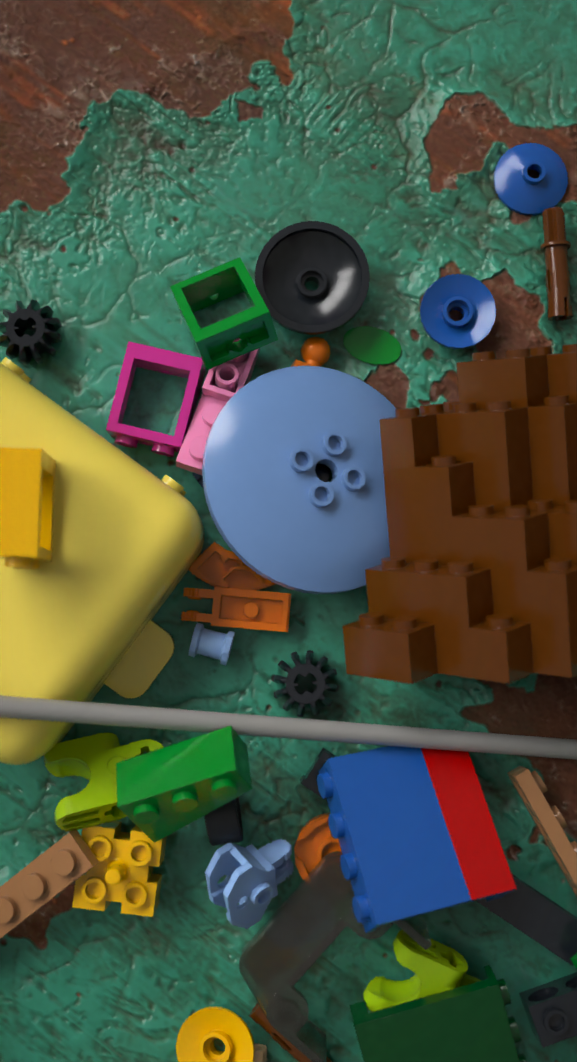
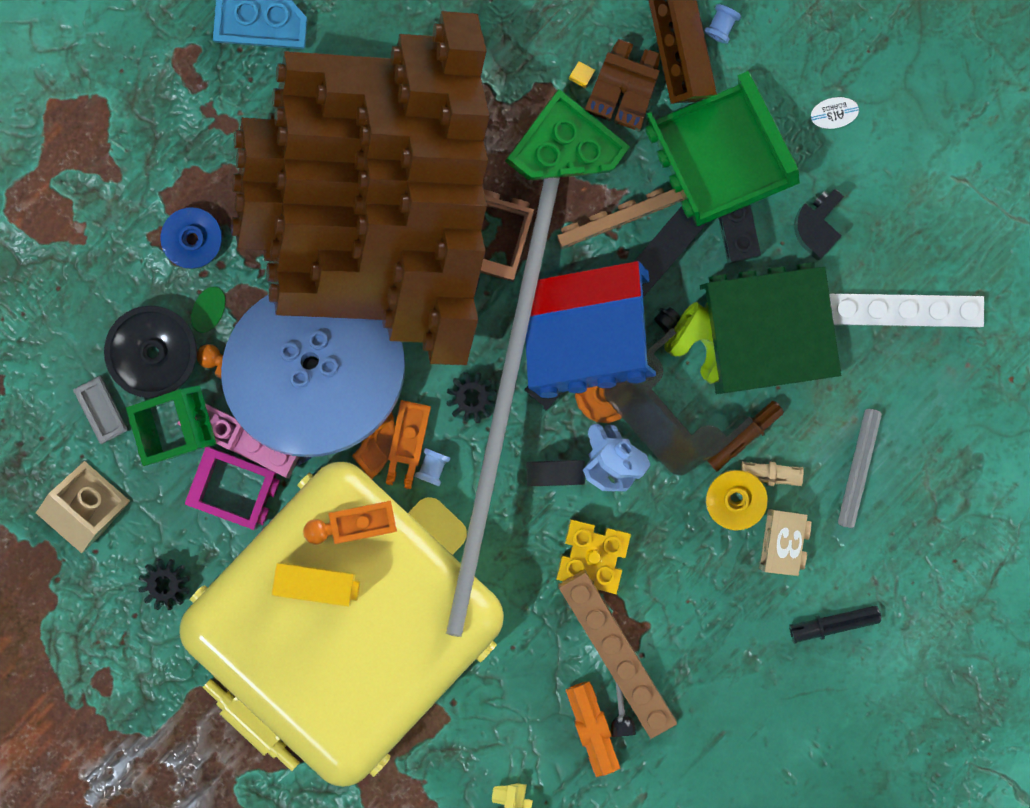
camera: 80 degrees left, 5 degrees up
(95, 760) = (523, 553): lime piece -> none
(113, 223) = (82, 506): none -> tan slope
(115, 550) = (352, 524): none -> orange plate
(182, 781) = (530, 497): green wedge -> none
(234, 232) = (100, 410): none -> light grey tile
(439, 925) = (667, 318): none -> black plate
(528, 194) = (100, 165): blue dish -> none
(553, 711) = (516, 207): none -> nougat window
(556, 265) = (161, 152): reddish brown axle -> none

